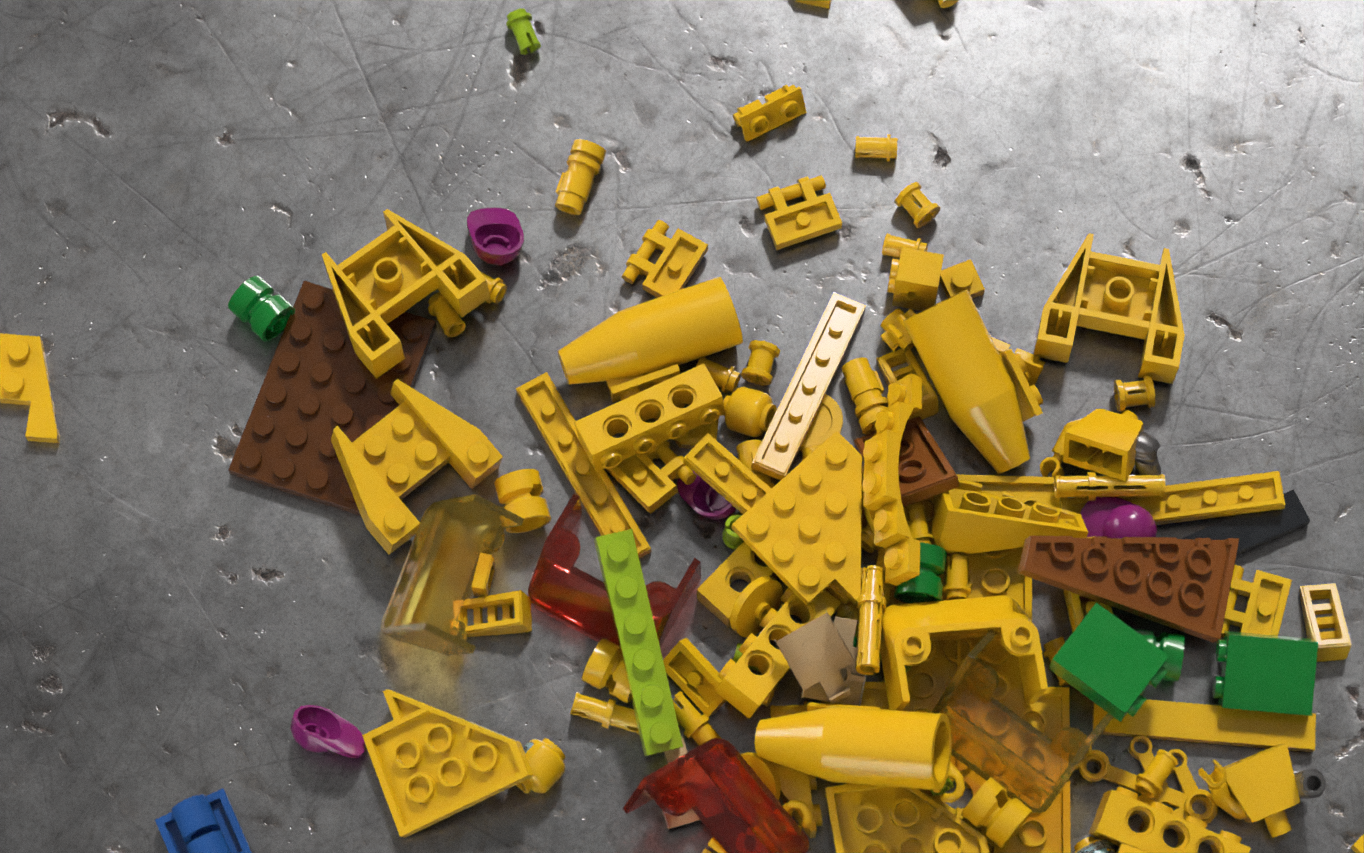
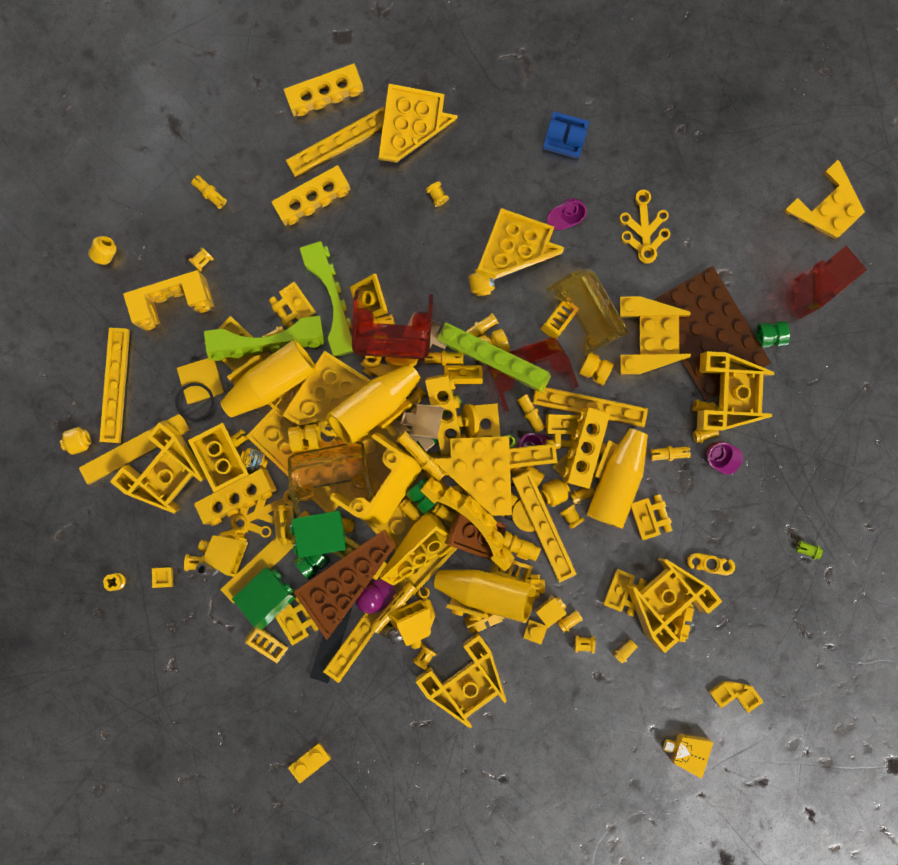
camera: 125 degrees right, 15 degrees up
(146, 285) = (825, 281): none -> clear red windscreen
(254, 605) = (645, 229): none -> yellow plant
(483, 575) = (578, 327): yellow tile -> none
(552, 309) = (670, 453): none -> yellow pin
(578, 179) = (719, 513): yellow axle -> none
(657, 151) = (719, 564): none -> yellow piece
(666, 537) = (531, 413): none -> yellow pin
(760, 145) = (666, 598): none -> yellow wedge
(1142, 736) = (283, 517): none -> yellow hinge
(1155, 775) = (265, 516): yellow pin -> none
(1315, 829) = (191, 562): none -> yellow bush

